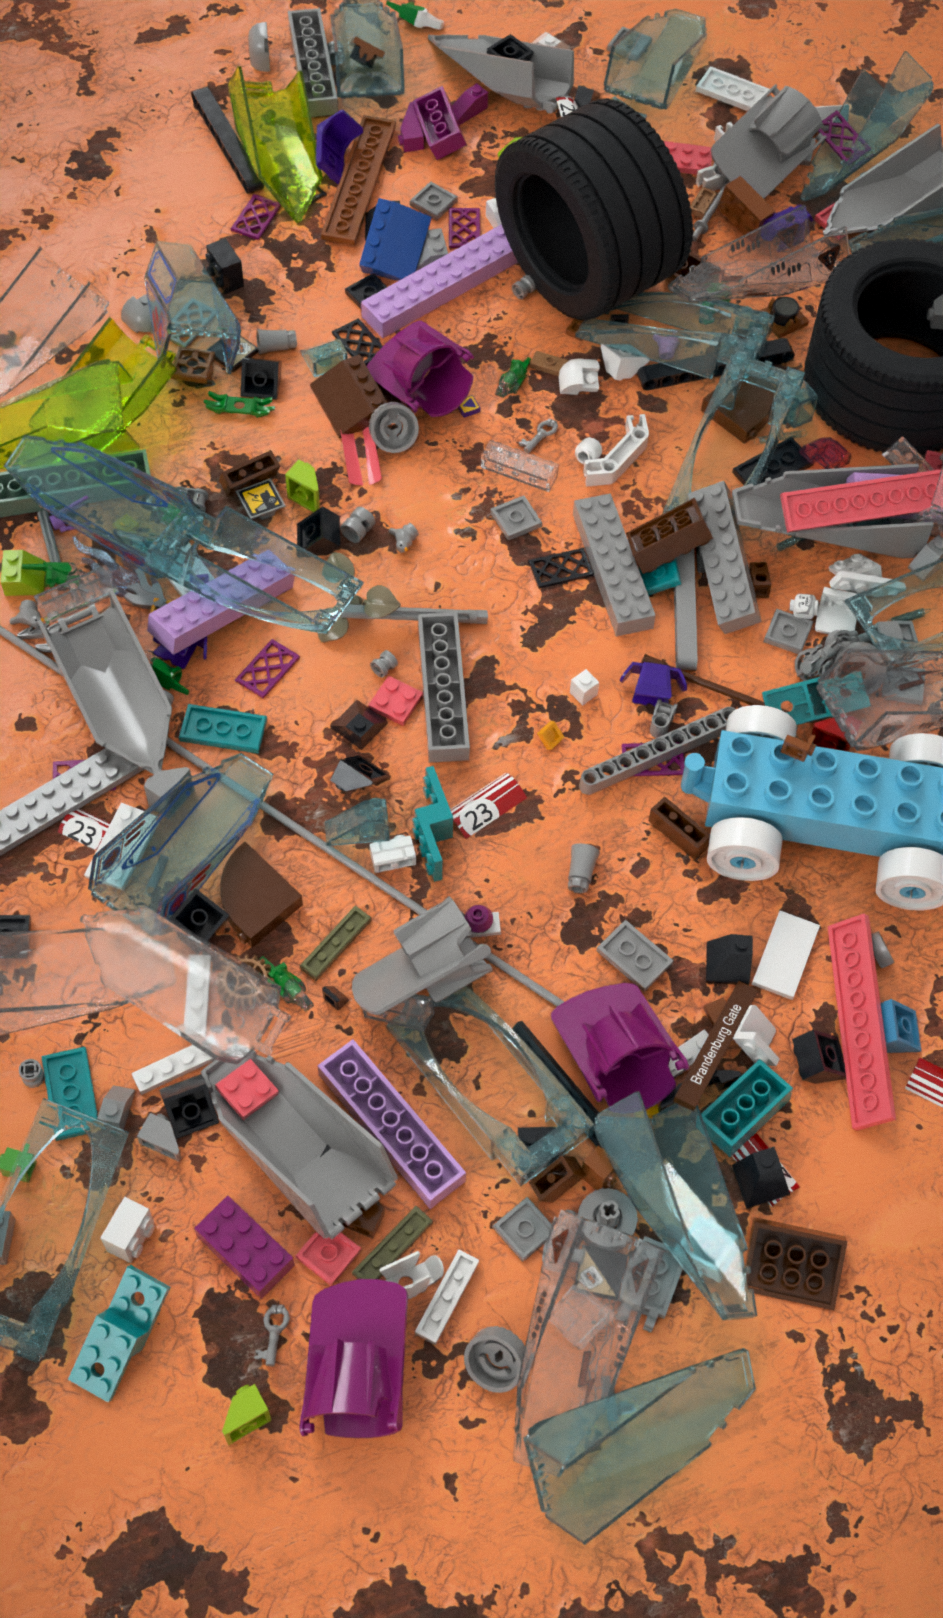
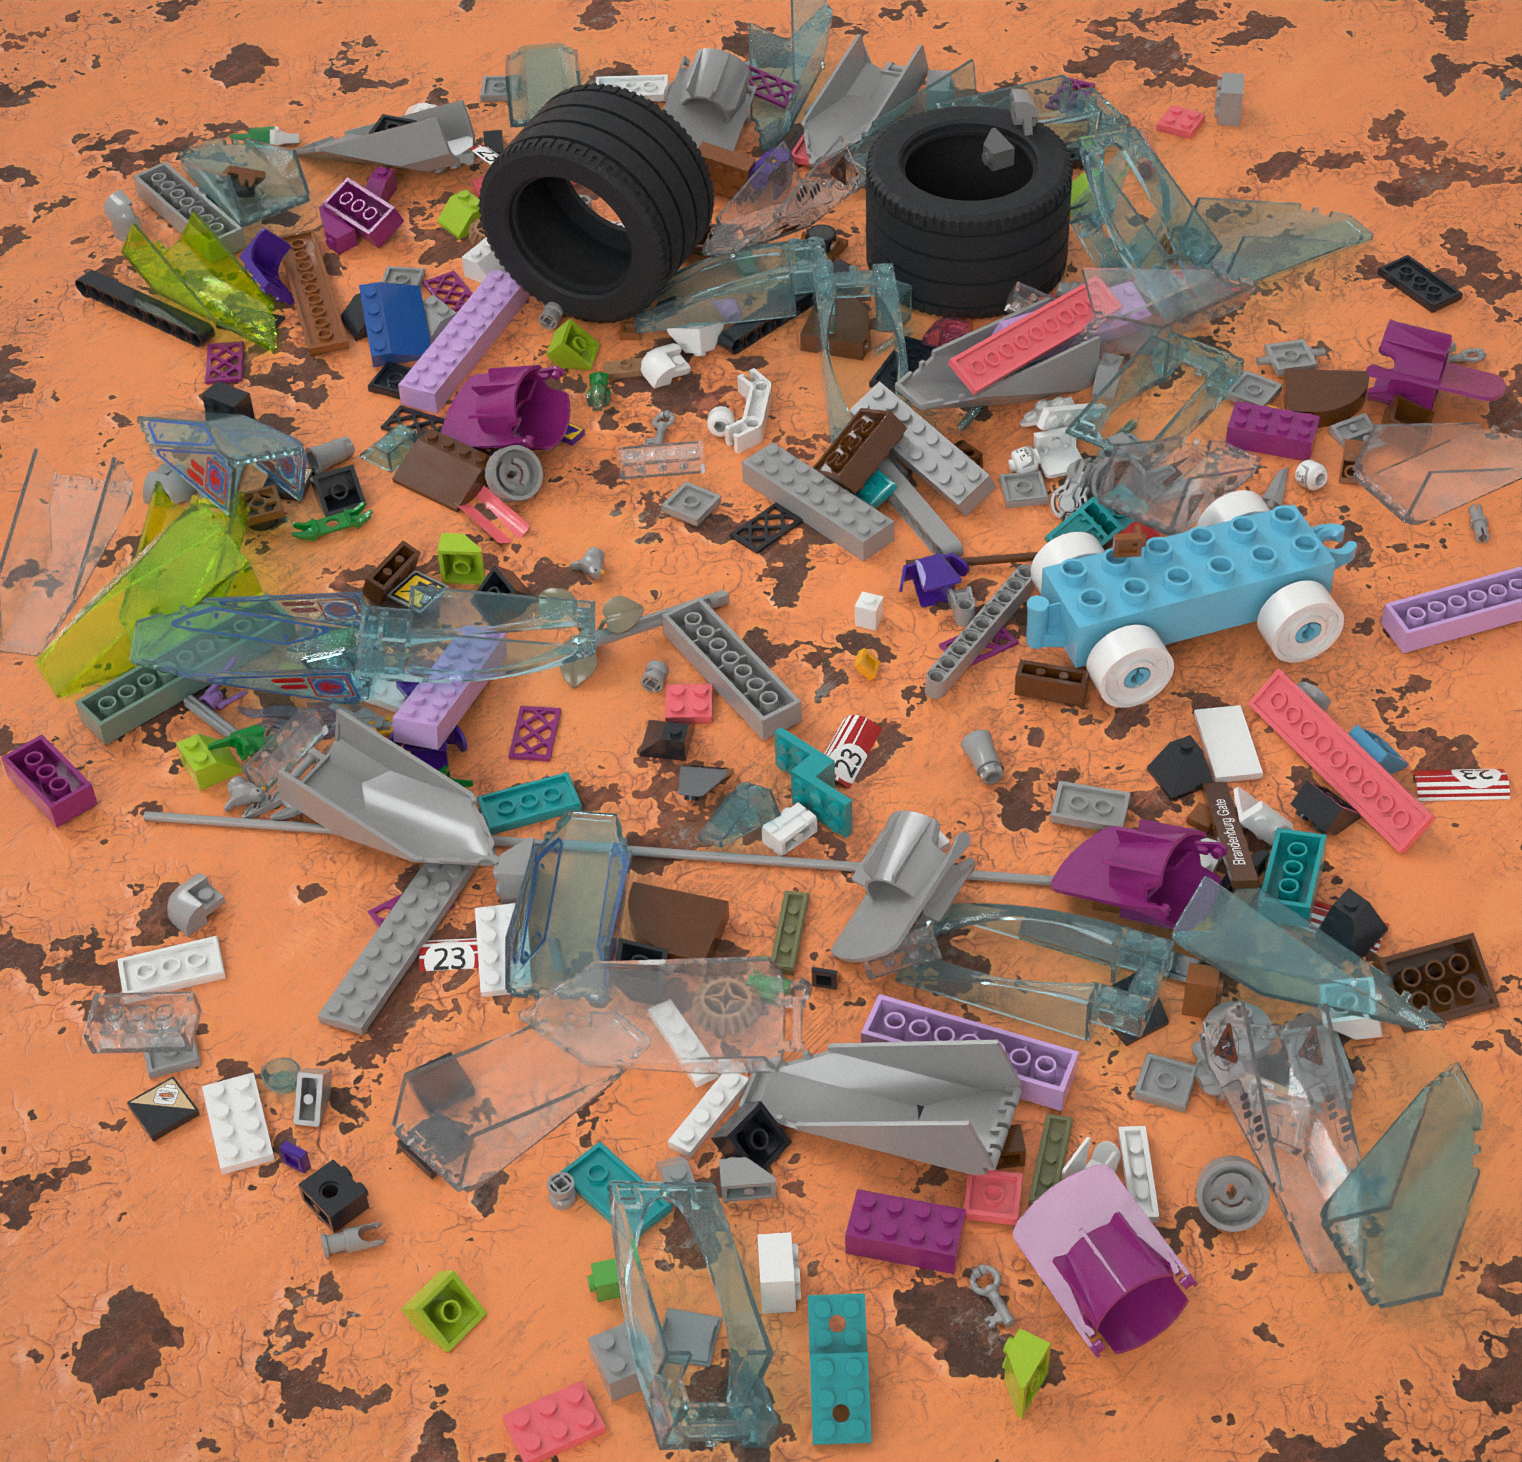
camera: 25 degrees left, 15 degrees down
(43, 1240) = (692, 1333): none -> light grey piece
(246, 1089) = (800, 1094): coral plate -> none
(357, 525) = (537, 571): light grey wheel -> none
(520, 326) = (572, 347): none -> lime slope
(557, 1178) = (1168, 1016): reddish brown brick -> none

